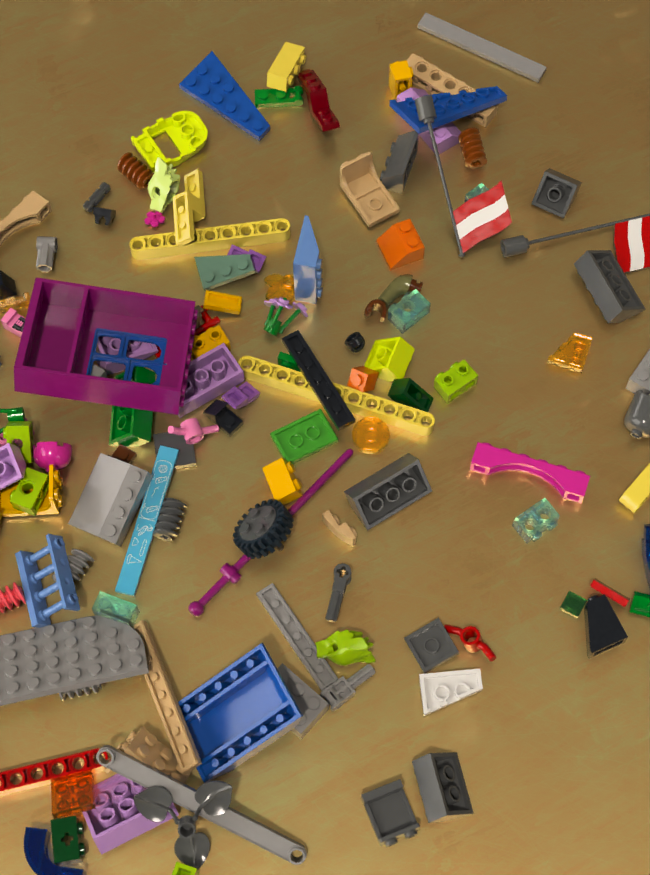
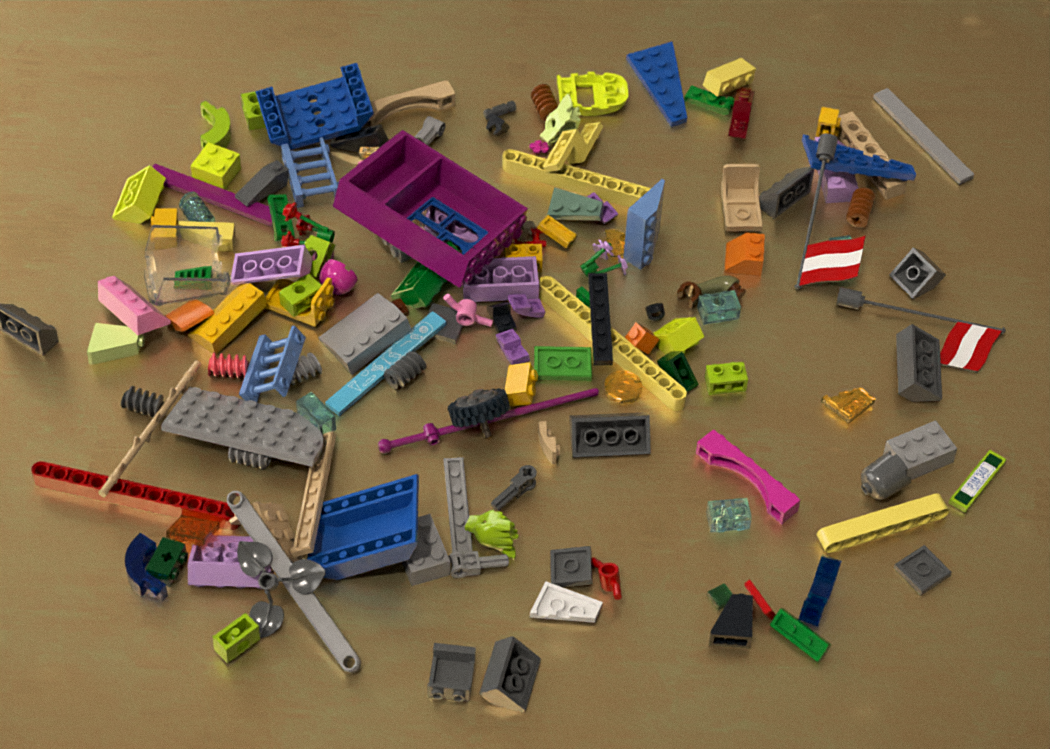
camera: 25 degrees right, 15 degrees down
(250, 444) = (511, 347): none -> medium lavender slope

